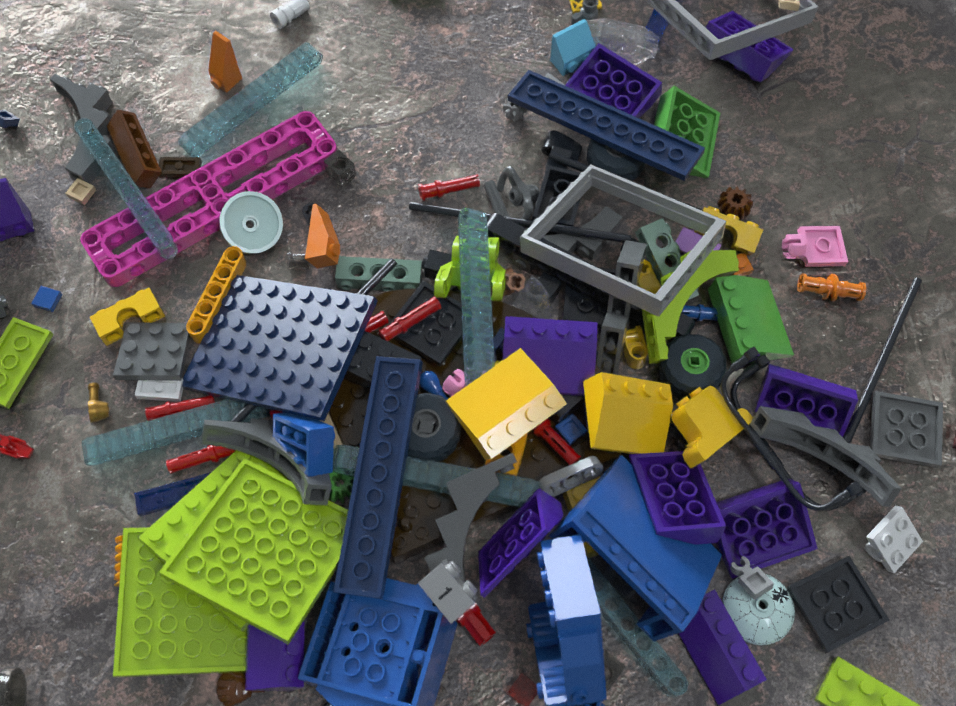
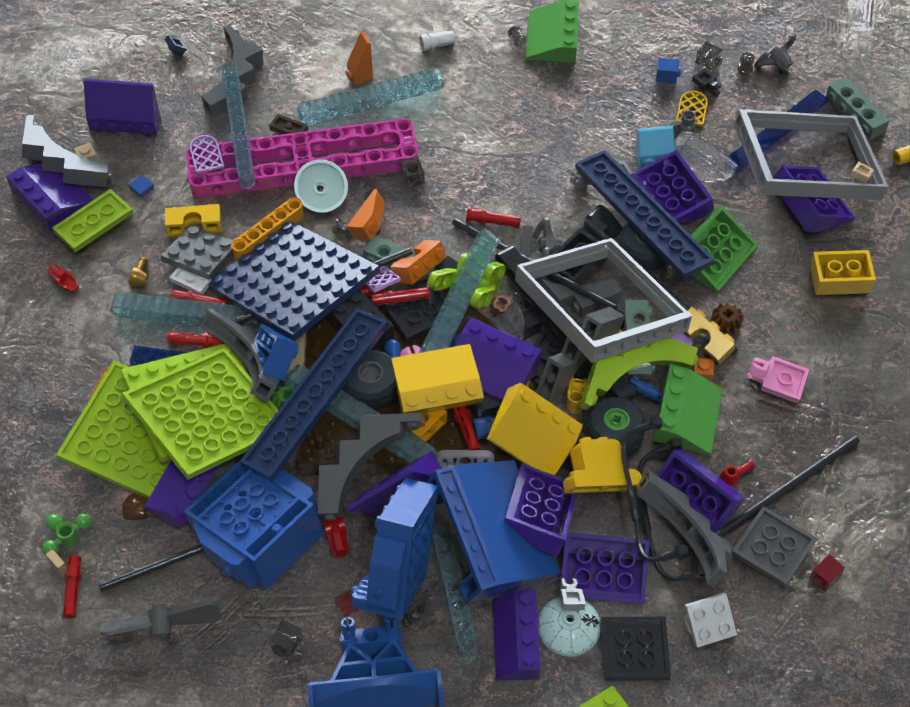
camera: 25 degrees right, 10 degrees down
(80, 191) = (205, 118): tan plate -> none
(106, 257) = (211, 168): none -> lavender window
(134, 148) = (260, 100): reddish brown brick -> none
(397, 301) = (379, 285): none -> lavender window
(405, 282) = (427, 256): none -> orange arch
(449, 590) = (323, 490): light grey brick -> none
(817, 111) = (842, 272): none -> yellow brick
(819, 371) = (733, 480): none -> red bar
(831, 286) = (772, 413): orange piece -> none

